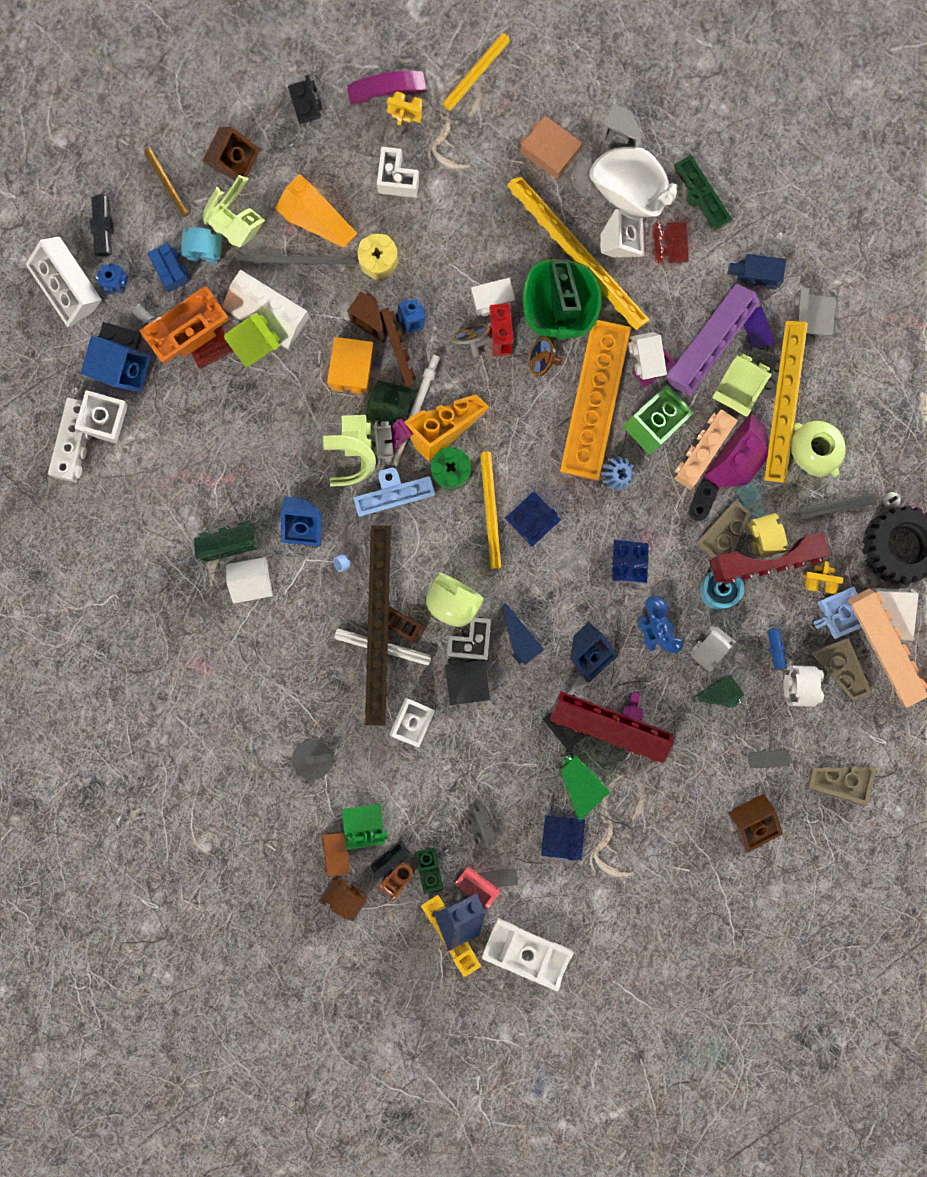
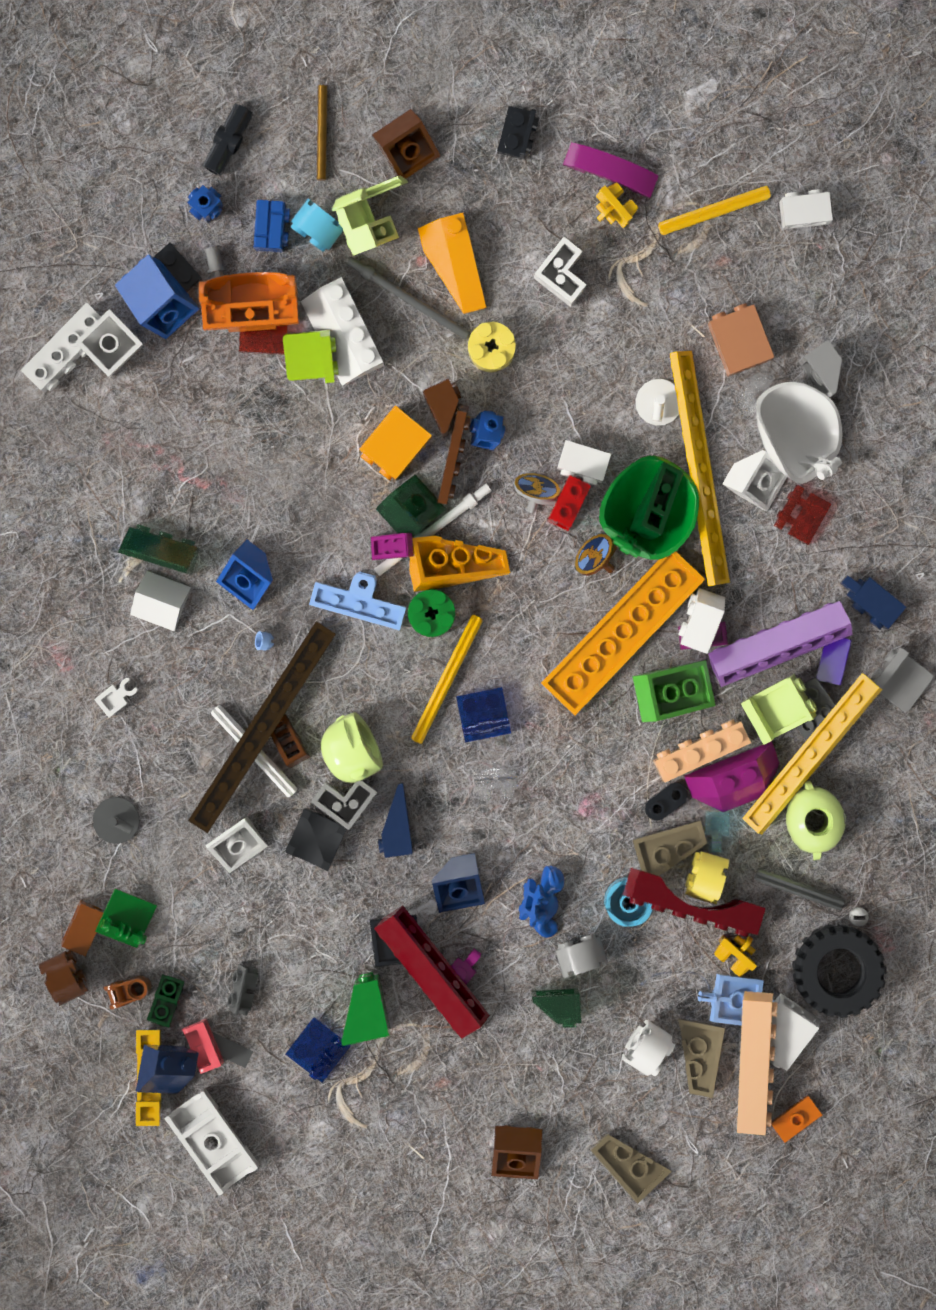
camera: 30 degrees right, 5 degrees up
(63, 280) = (154, 174): white slope -> none
(258, 672) = (114, 699): none -> white plate
(355, 441) = (350, 533): yellowish green piece -> none
(380, 434) = (381, 535): light grey hinge -> none
(389, 859) = (133, 966): black plate -> none
(519, 226) = (657, 402): none -> white shield
(540, 31) = (805, 210): none -> white brick
(618, 473) = (604, 715): medium blue gear -> none
(630, 561) = (555, 817): clear blue hinge -> none
(702, 193) = (866, 483): dark green hinge -> none
(769, 758) = (571, 1098): dark grey sticker -> none
(777, 649) = (647, 995): blue pin -> none

